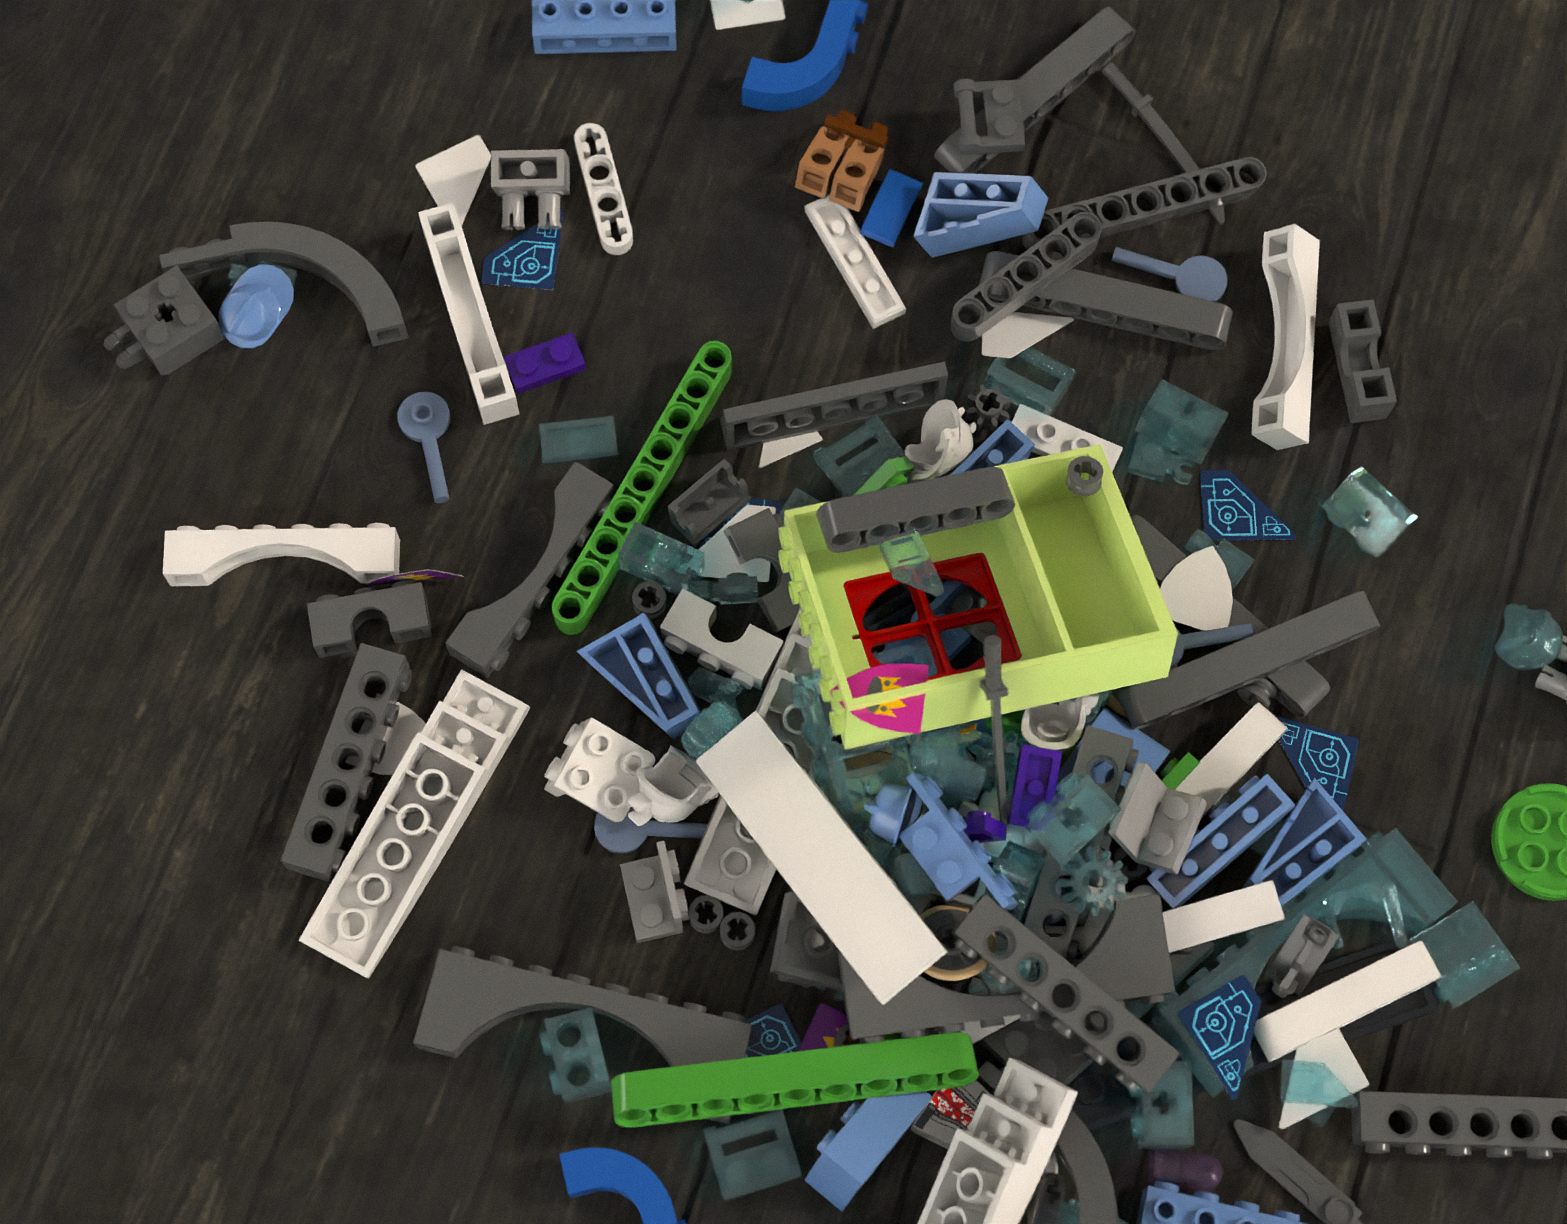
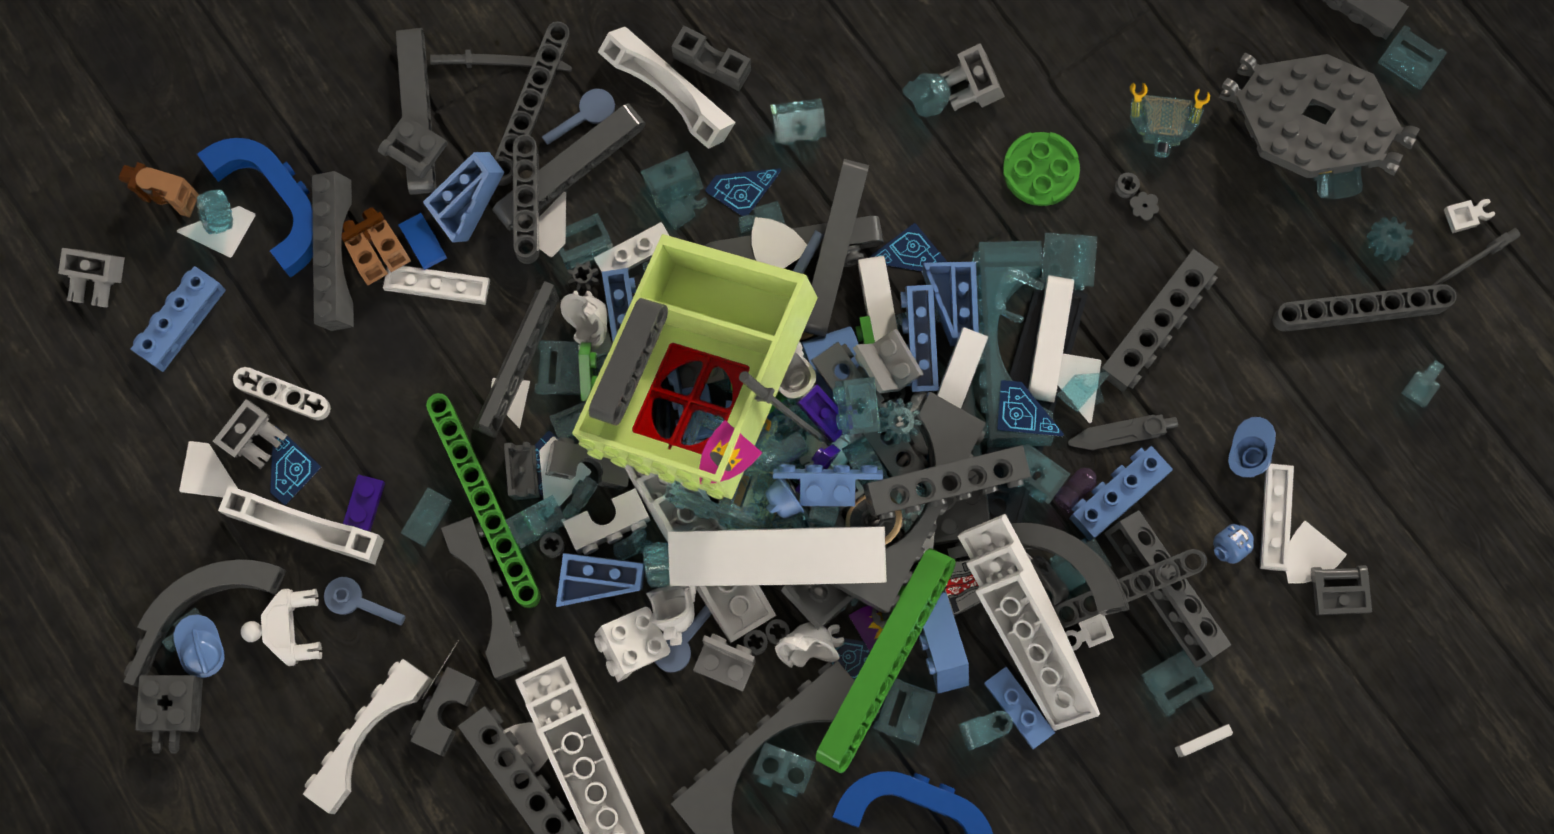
camera: 50 degrees left, 5 degrees up
(336, 373) = (278, 627): none -> white connector
(747, 974) = (807, 643): none -> white helmet
(750, 158) = (331, 295): none -> dark grey arch
(910, 561) = (657, 386): clear light blue tile -> none
(1084, 465) = (673, 263): dark grey bush -> none
(1301, 956) = (1012, 343): dark grey hinge -> none

